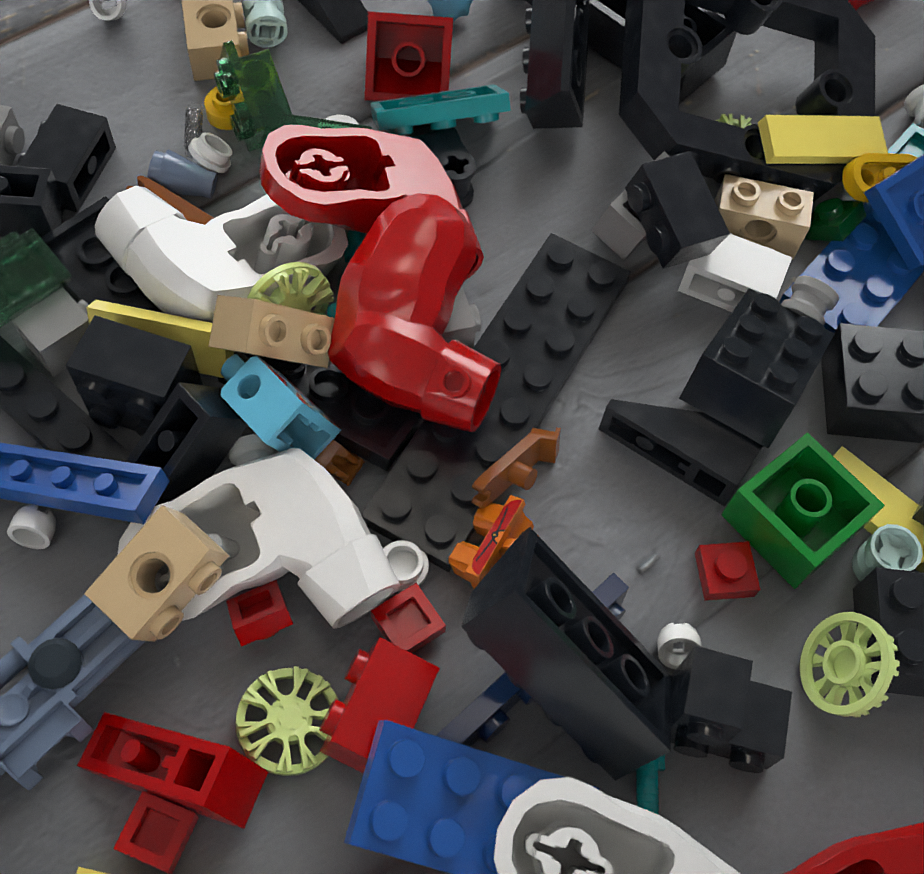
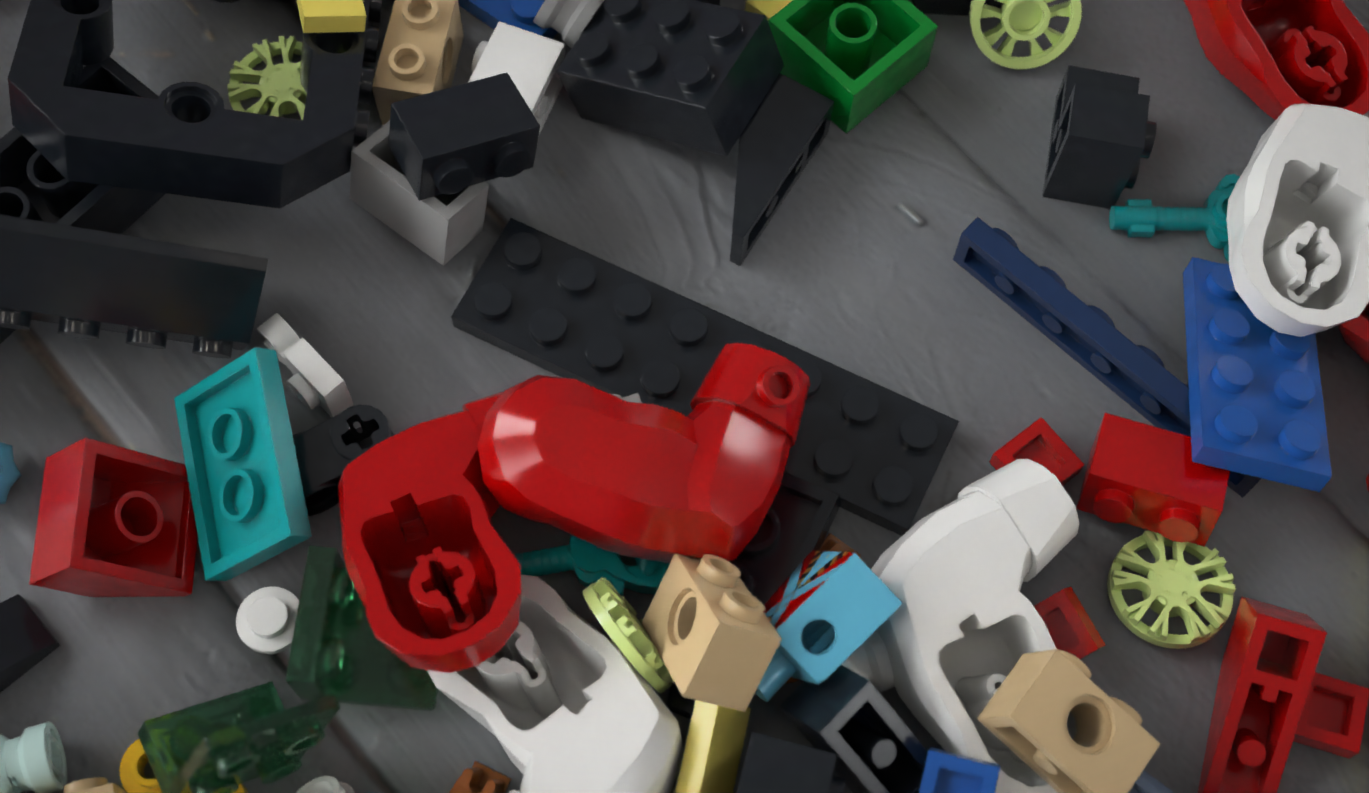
camera: 90 degrees left, 5 degrees up
(407, 562) = (958, 469): white plate -> none
(501, 528) = (957, 381): orange hips -> none
(507, 152) = (312, 377): none -> white plate
(517, 465) = (834, 349): dark orange piece -> none
(572, 657) = (1079, 268): black slope -> none
(676, 633) = (1014, 180): white hinge -> none
(727, 571) = (915, 131): red plate -> none

